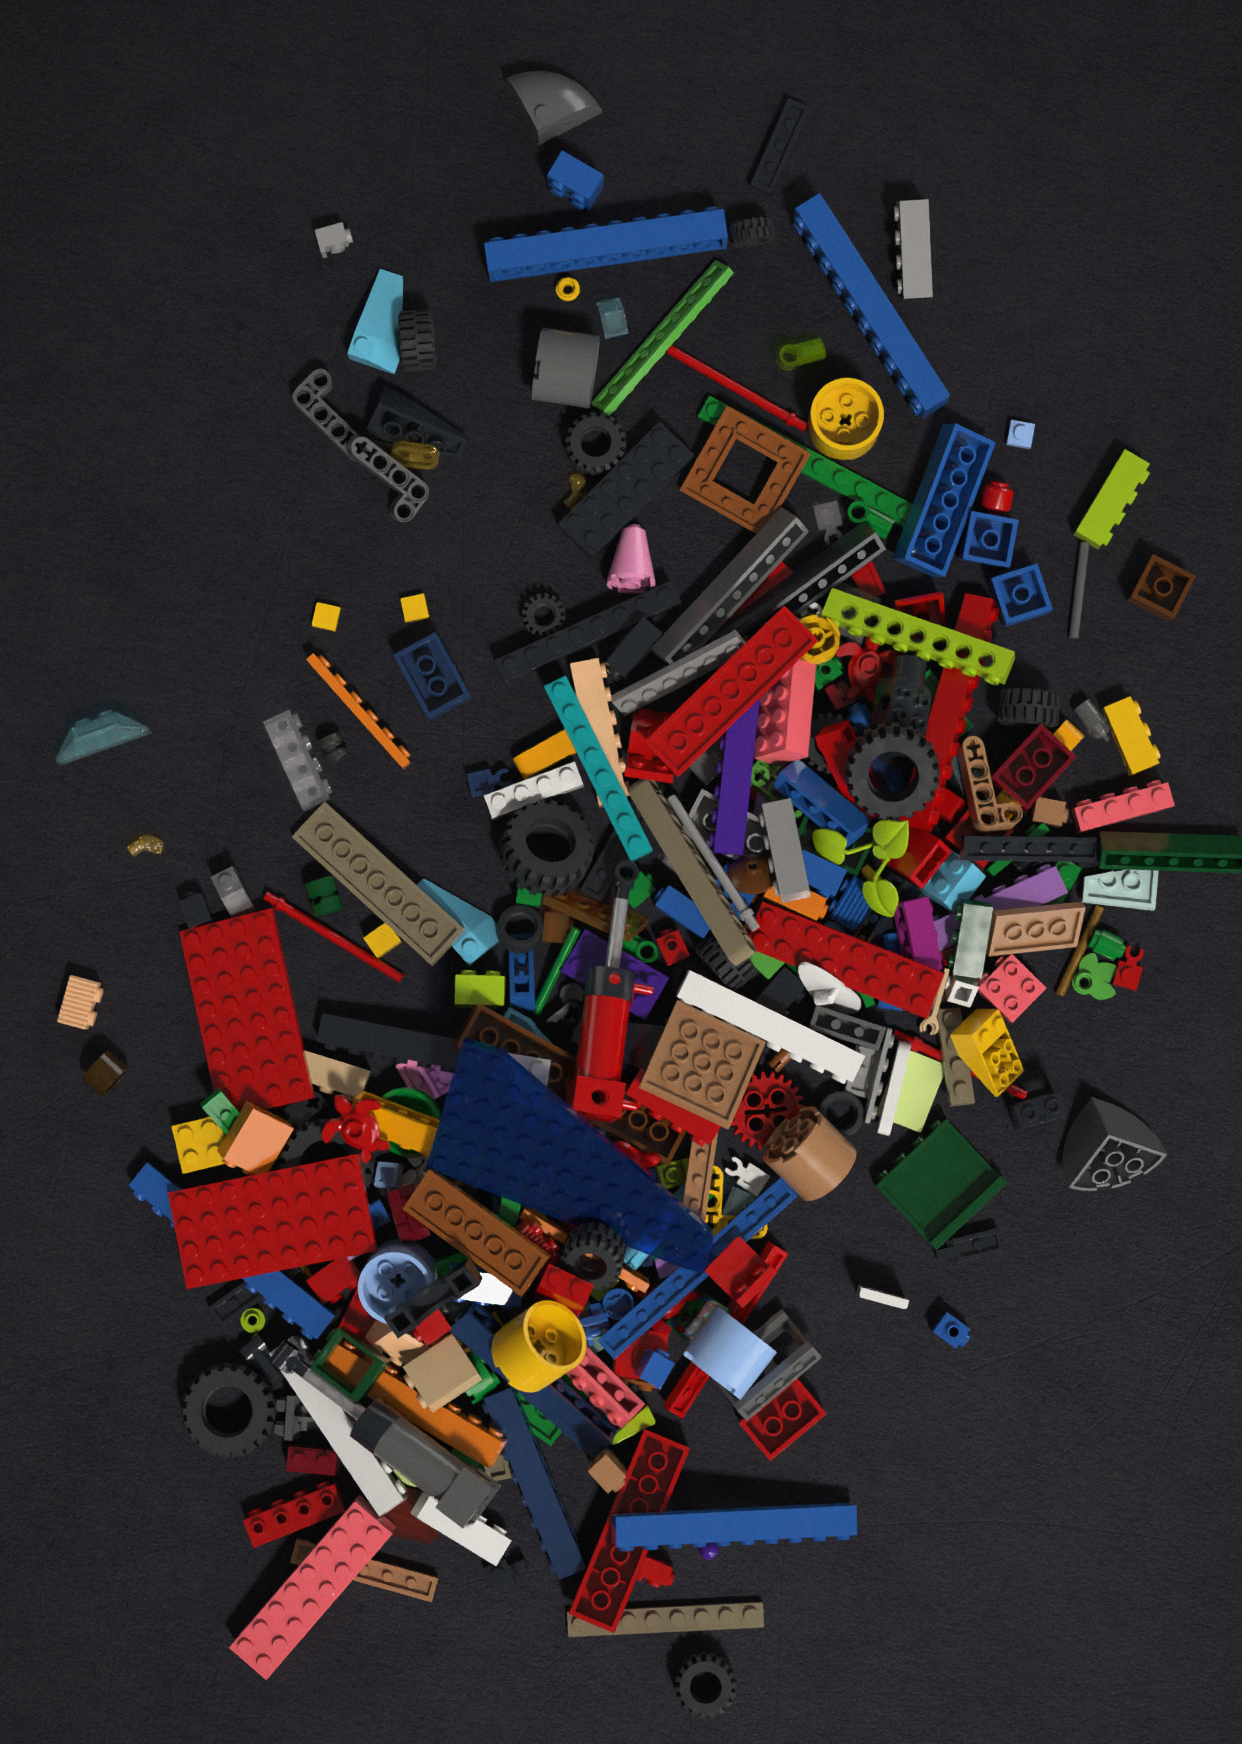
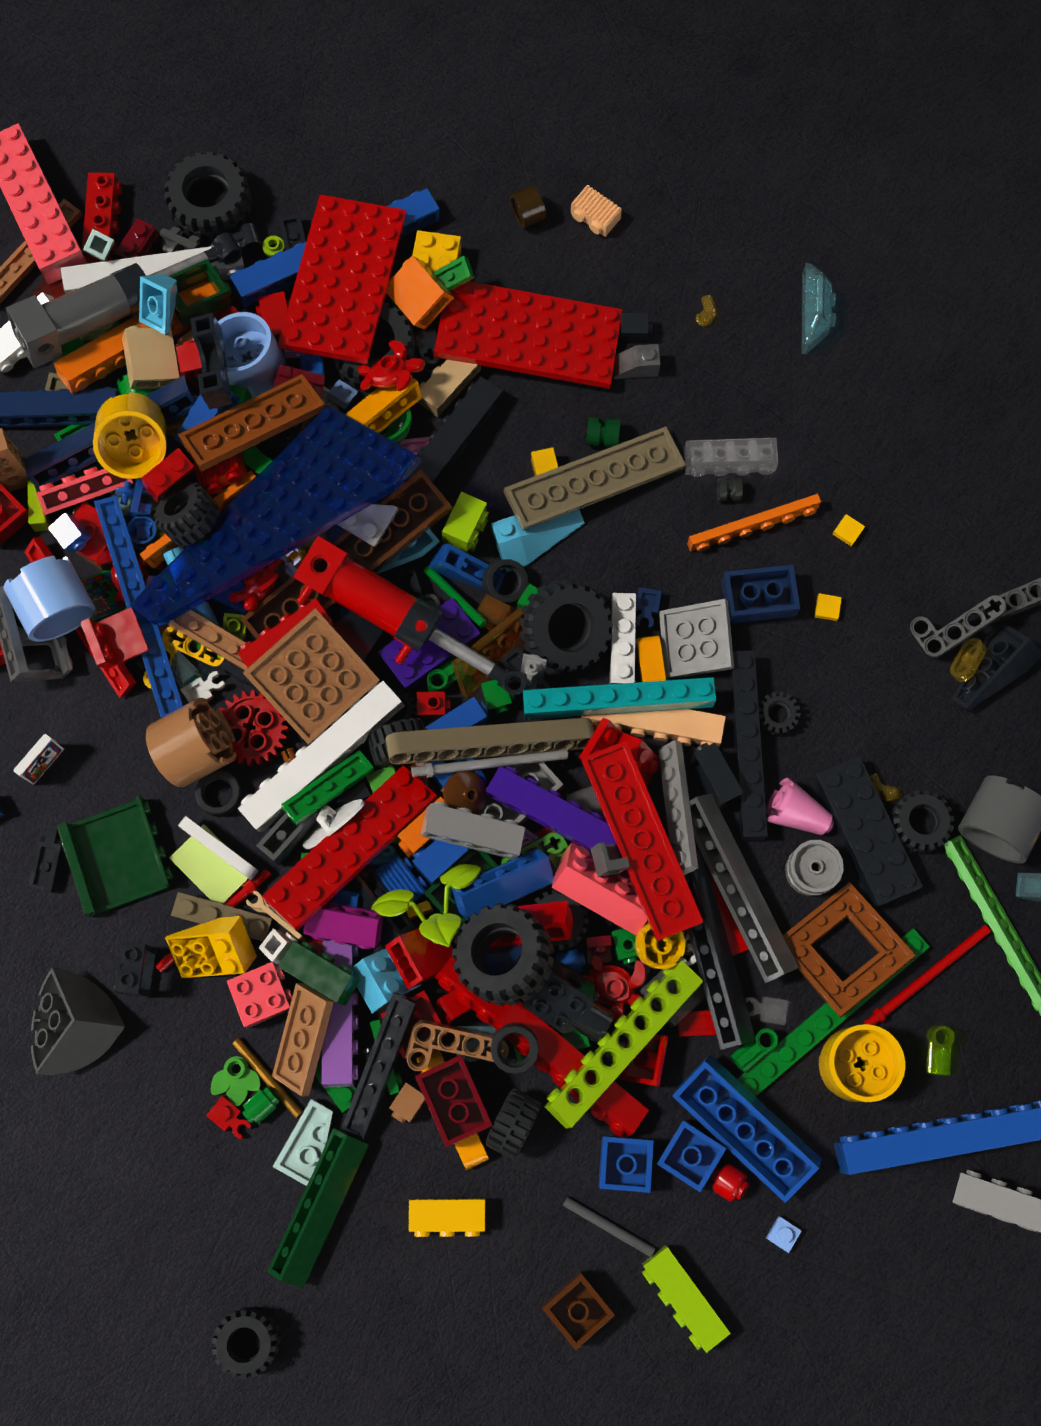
camera: 110 degrees right, 10 degrees down
(280, 904) = (611, 398): red bar -> none
(339, 1488) = (98, 245): none -> light aqua brick
(386, 1387) = (157, 301): none -> medium azure slope
(504, 720) = (696, 639): none -> light grey plate
(604, 861) = (533, 670): none -> light grey hinge
(681, 541) = (812, 882): none -> light grey wheel
(764, 714) = (607, 861): none -> dark grey panel
(797, 1006) = (327, 787): none -> green plate
(867, 1080) = (238, 828): light grey bracket -> none
(983, 726) = (518, 1067): none -> black tyre
(1093, 720) = (477, 1185): dark grey piece -> none
(1123, 807) = (381, 1178): coral brick -> none

